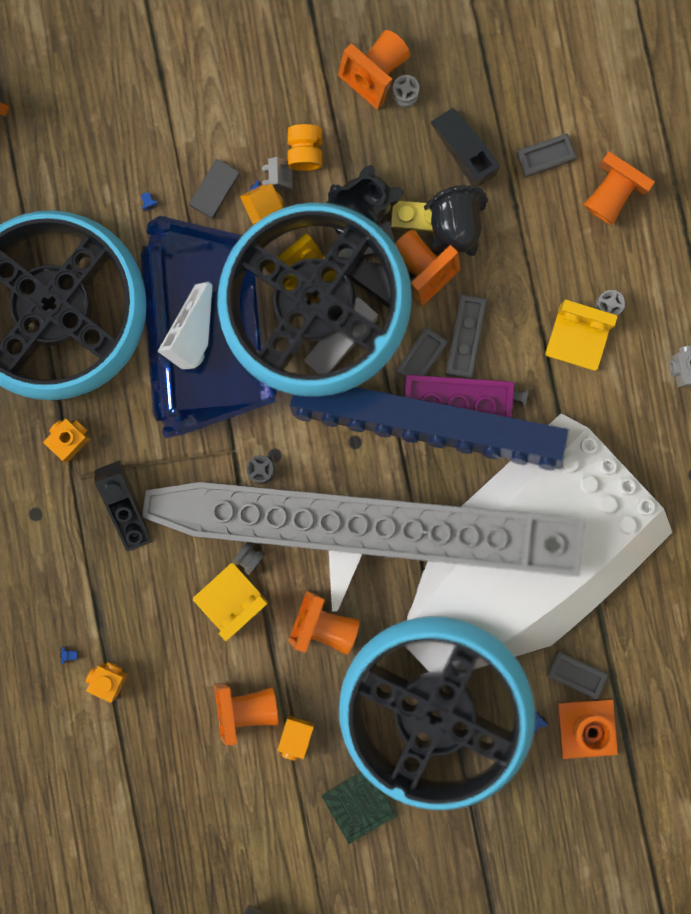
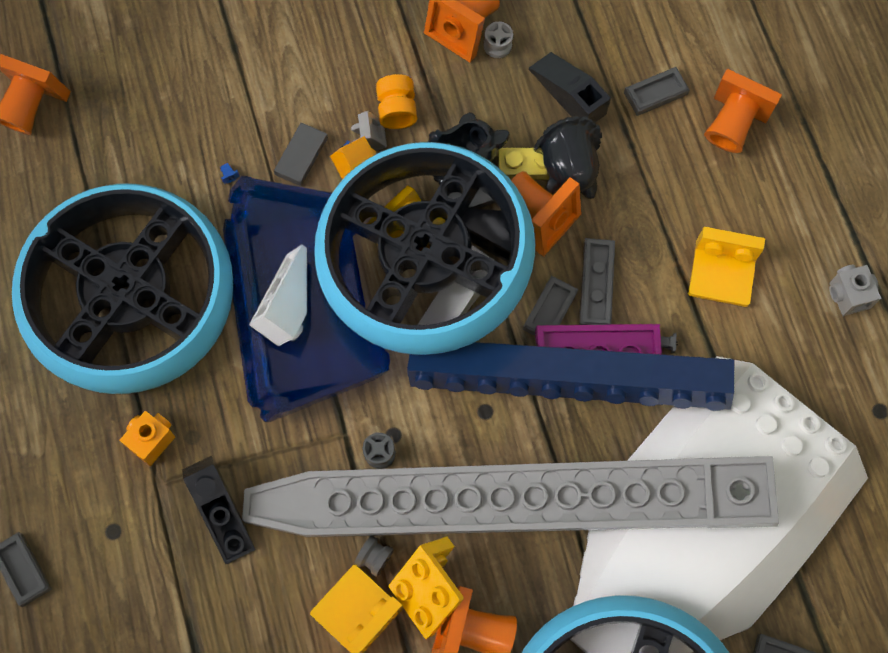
camera: 10 degrees left, 15 degrees down
(287, 593) = (426, 588): none -> yellow bracket
(341, 572) = (487, 557): white slope -> none
(612, 299) = (754, 226): light grey wheel -> none

